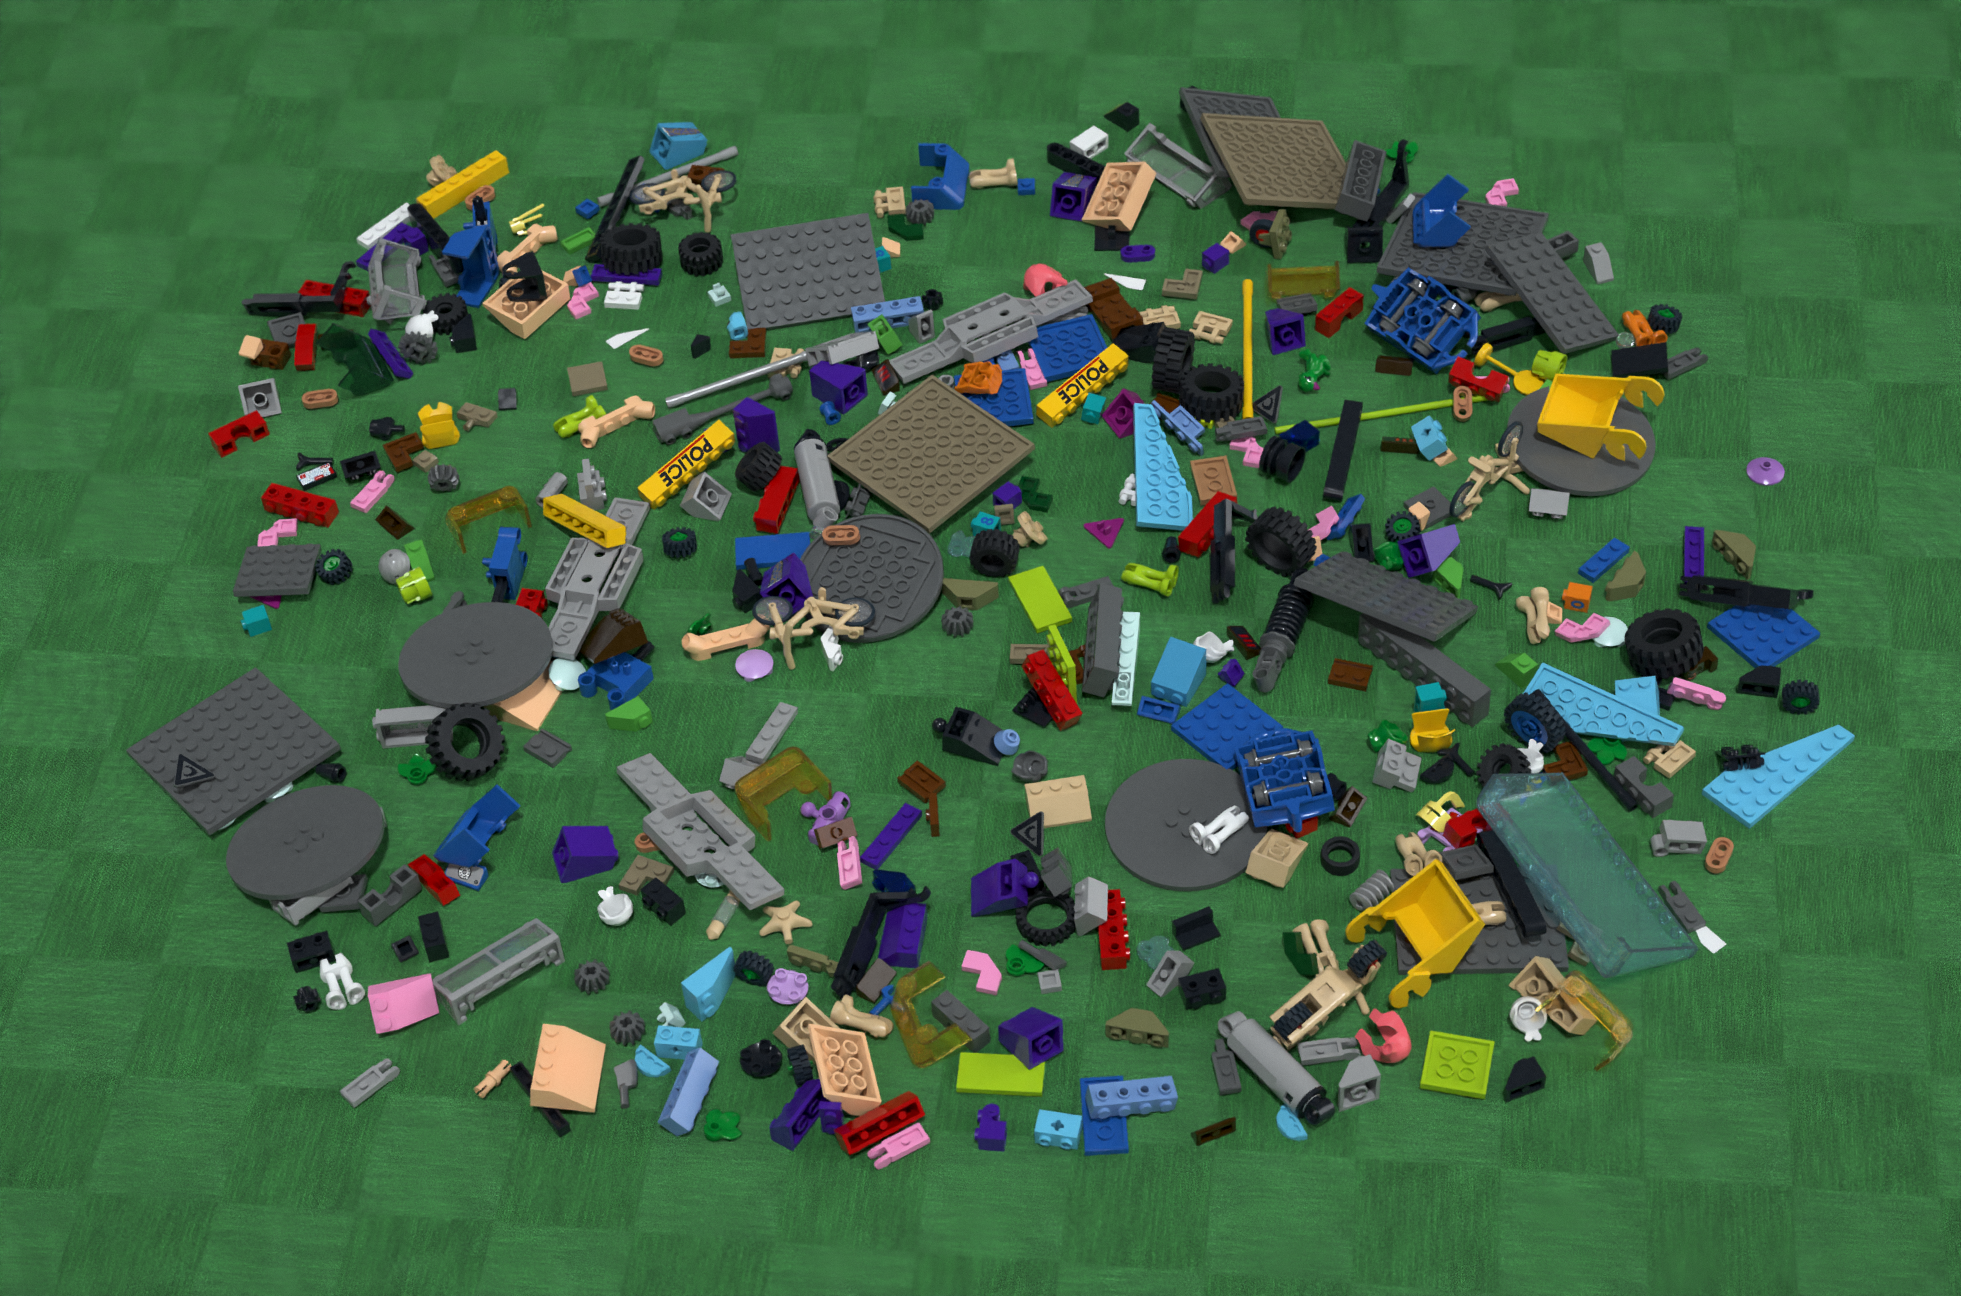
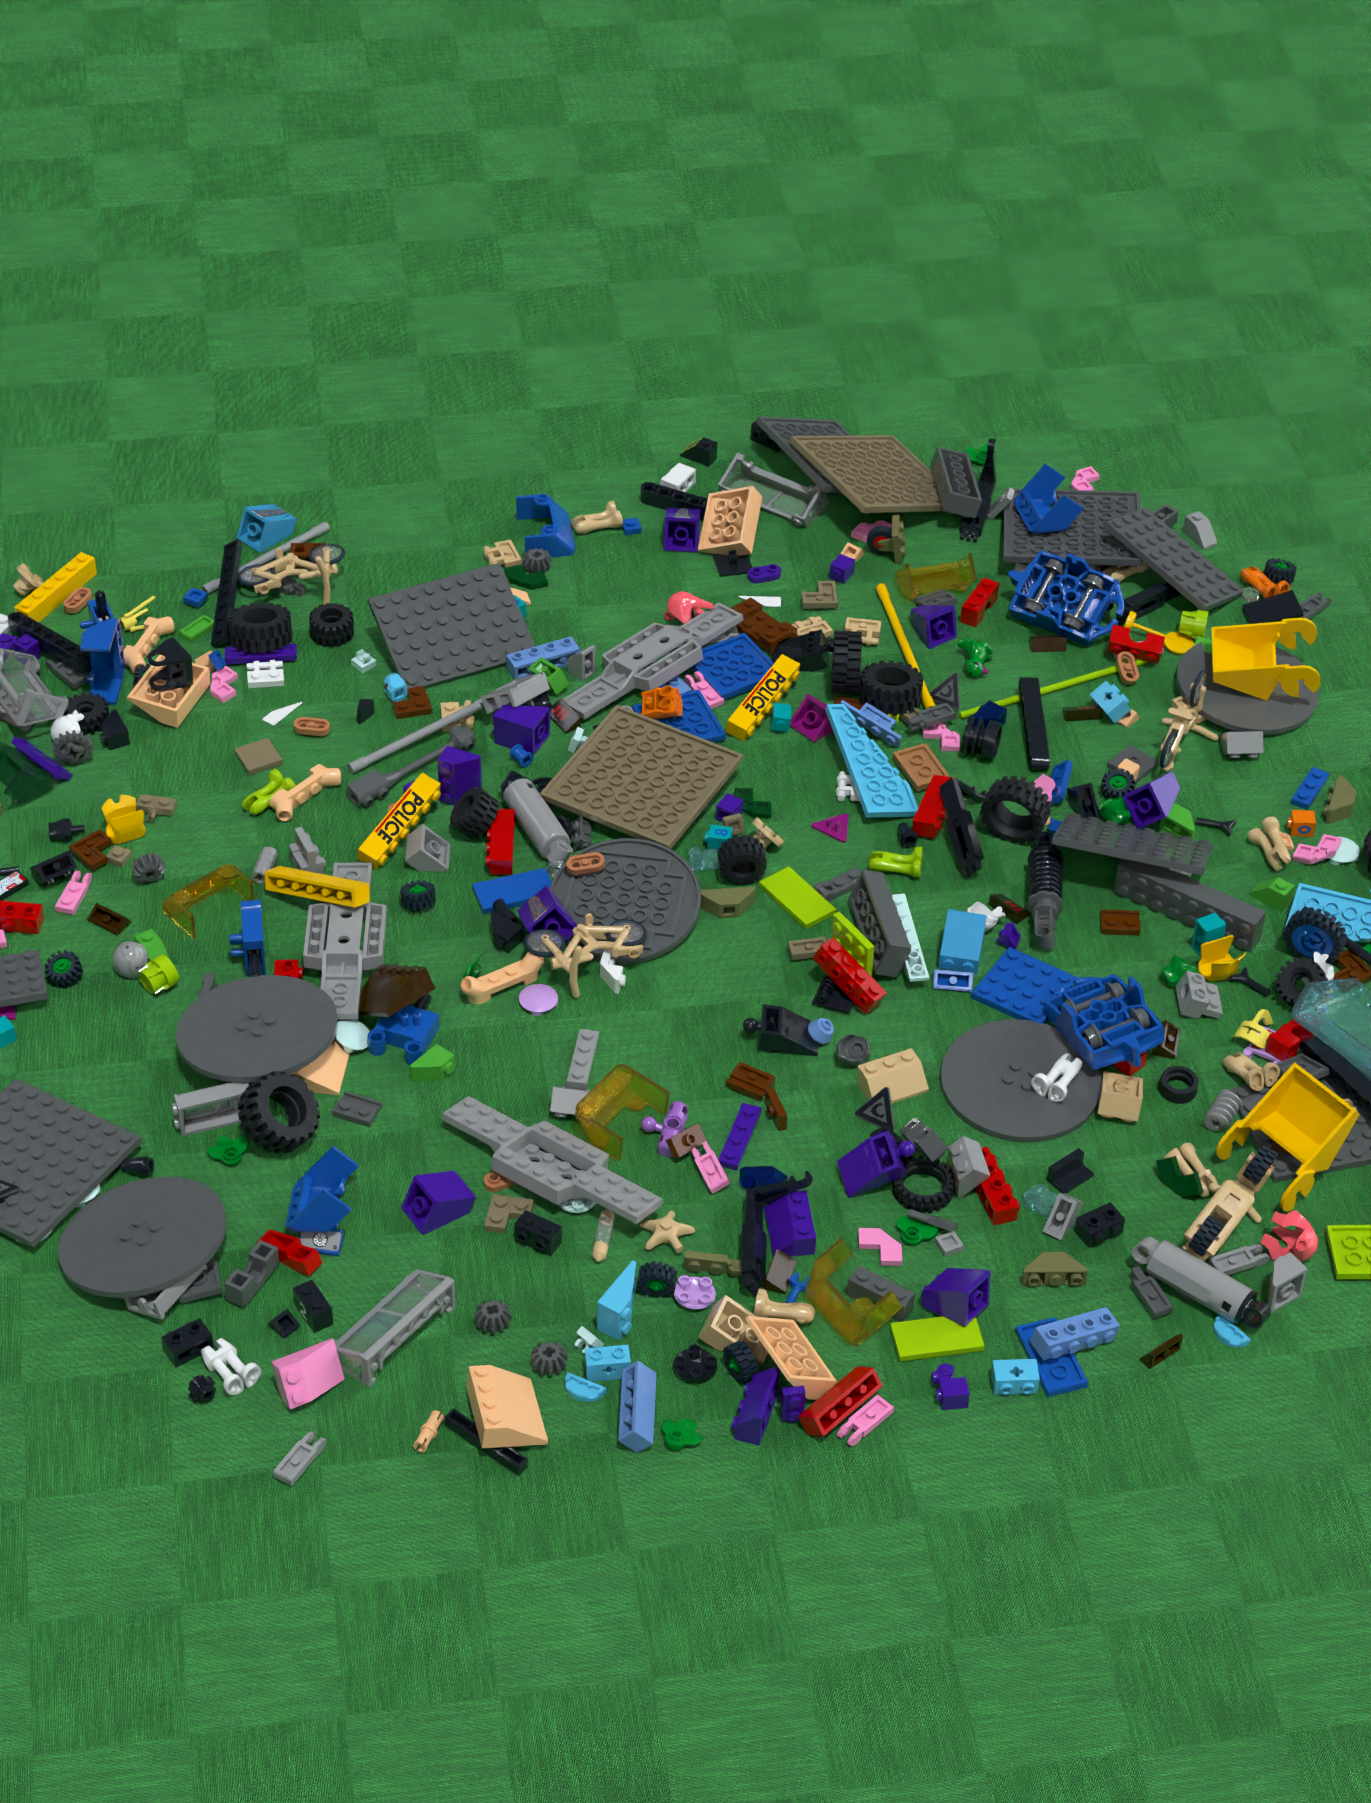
camera: 20 degrees left, 5 degrees down
(507, 399) = (183, 785): black slope -> none
(615, 908) = (491, 1247): white hat -> none
(626, 1078) = (566, 1406): dark grey piece -> none
(932, 299) = (582, 638): black gear -> none
(957, 621) = (726, 929): dark grey gear -> none
(1356, 236) = (969, 537): black hose -> none
(1439, 771) = (1238, 995): black plate -> none

